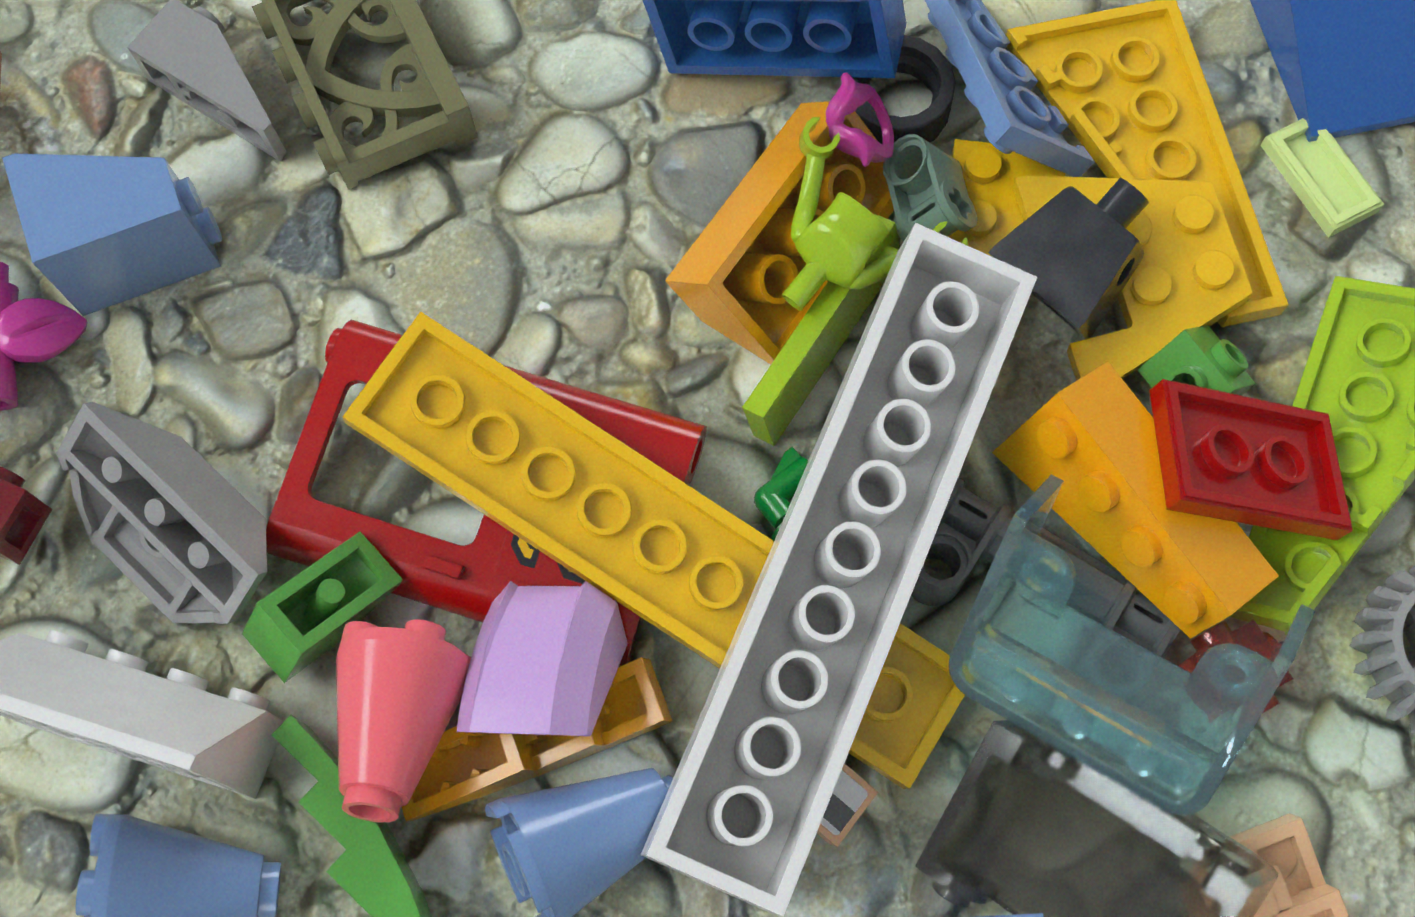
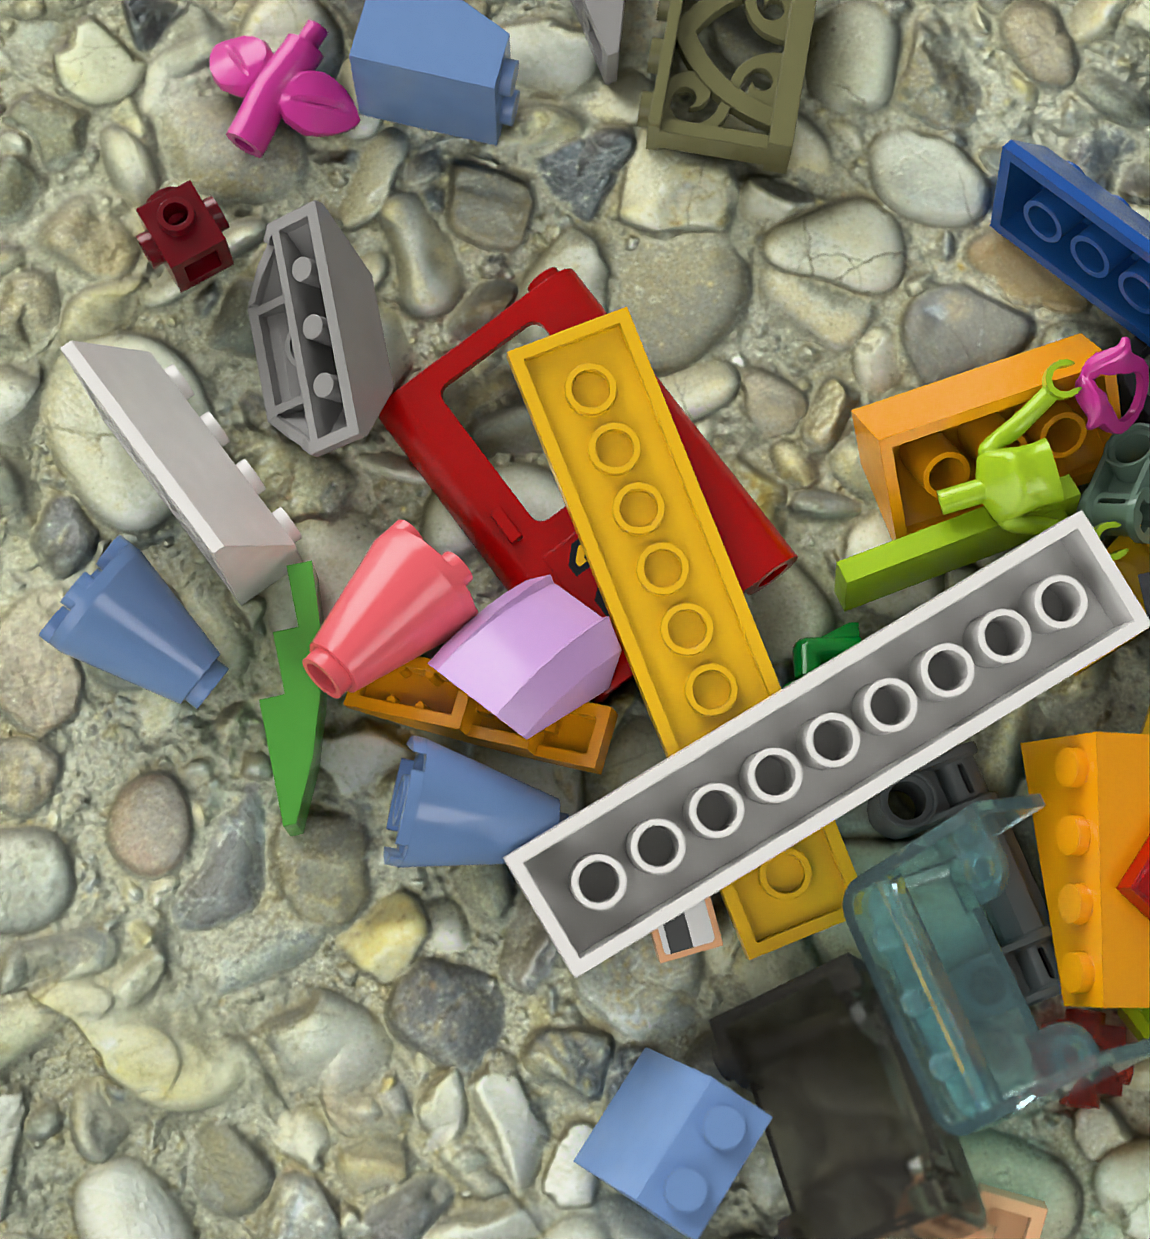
camera: 30 degrees right, 5 degrees up
(311, 609) = (390, 487): bright green slope -> none

